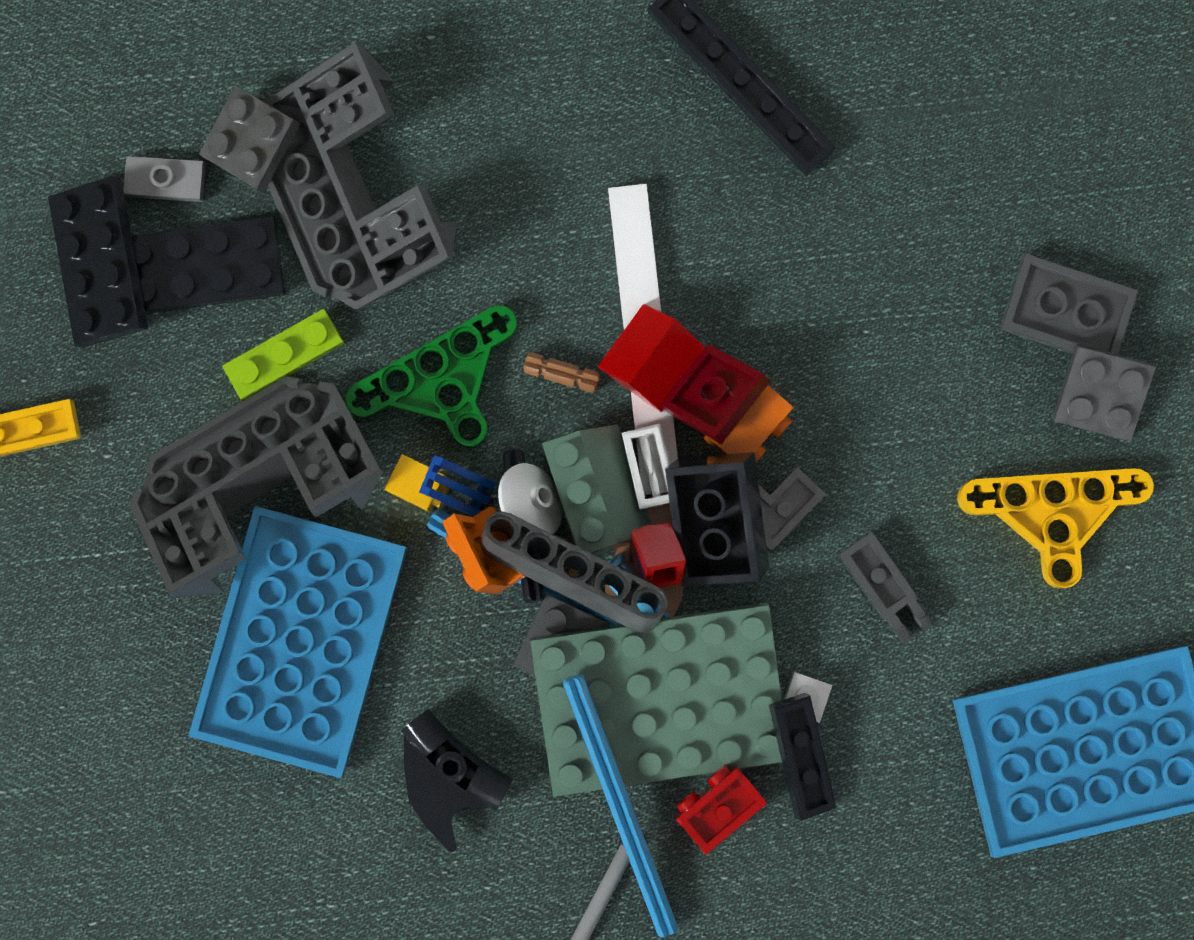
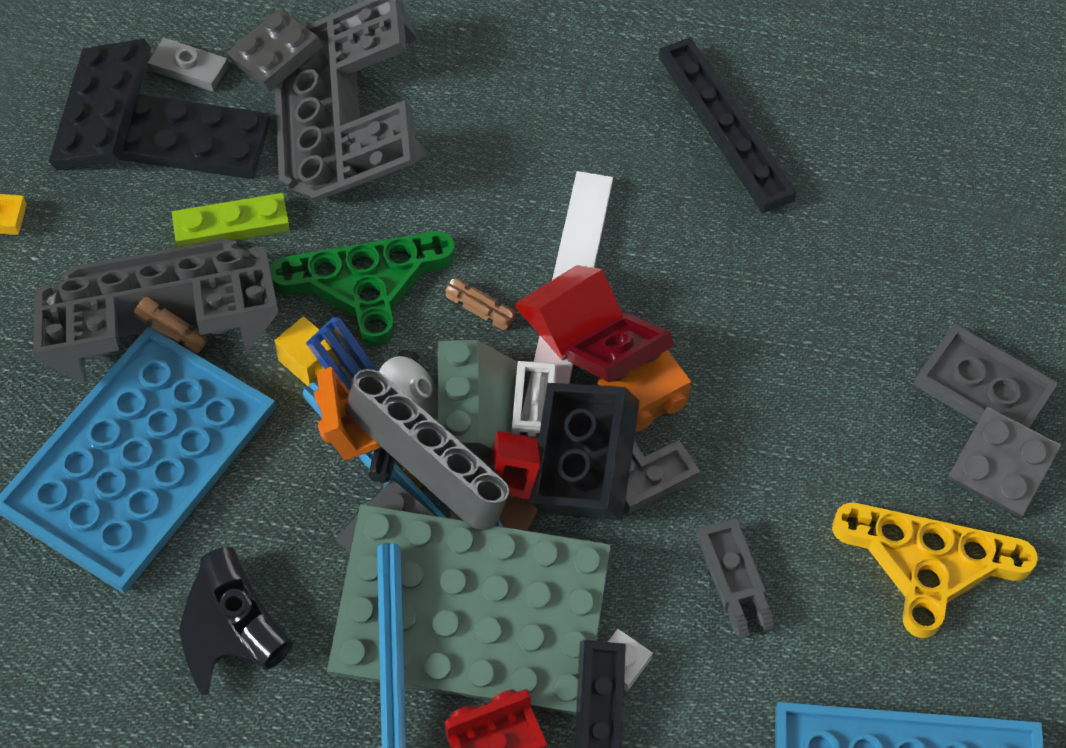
camera: 10 degrees right, 25 degrees down
(272, 498) = (170, 325): none -> medium nougat axle

